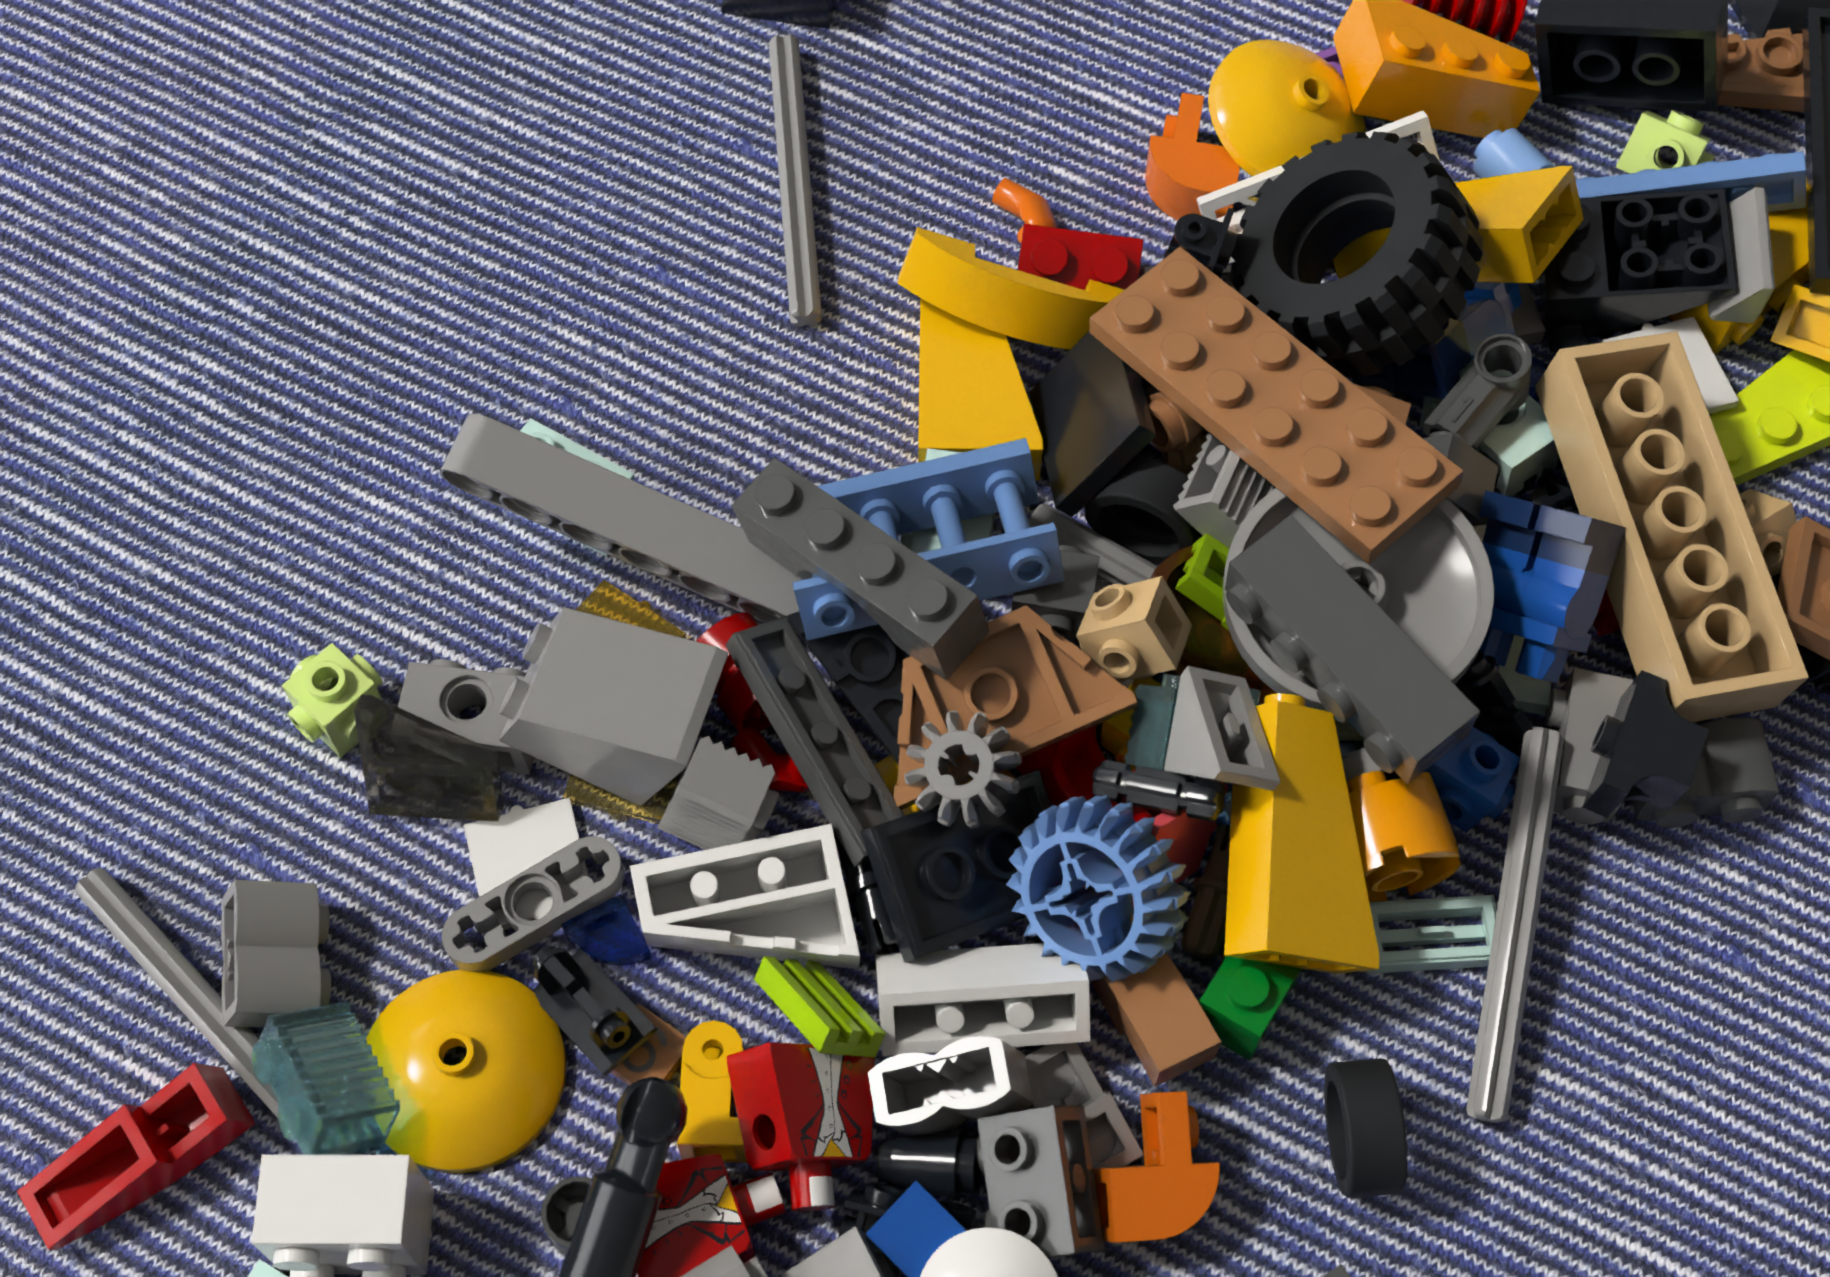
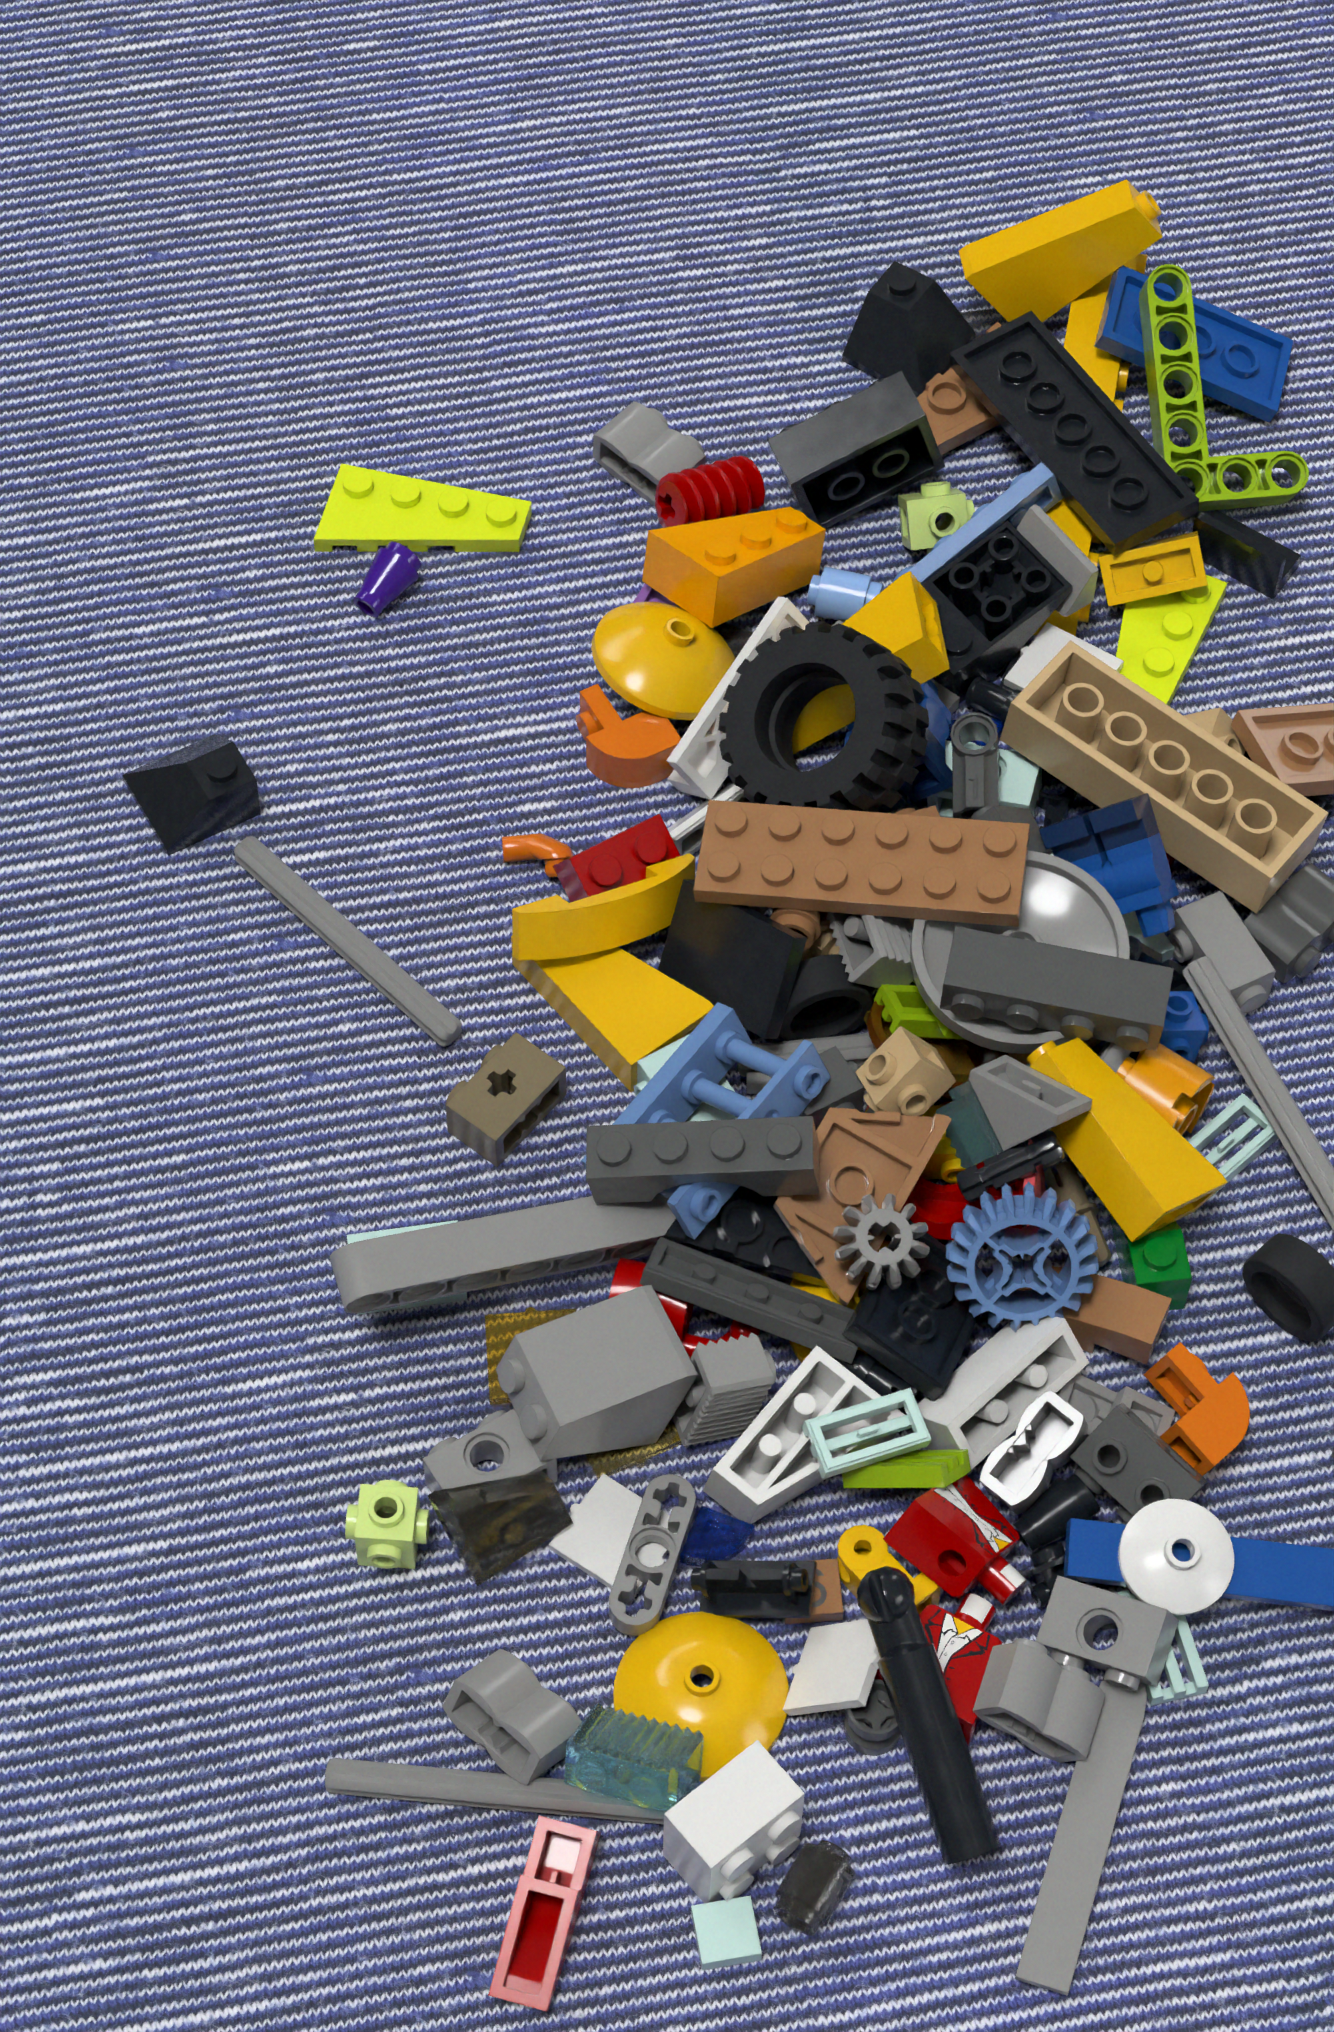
camera: 40 degrees left, 5 degrees down
(572, 1146) = (834, 1669): none -> white piece
(793, 403) = (505, 1098): none -> dark tan brick
(793, 969) = (823, 1448): none -> light aqua tile
(1205, 240) = (719, 783): black hinge -> none
(1644, 750) = (1265, 930): black brick -> none

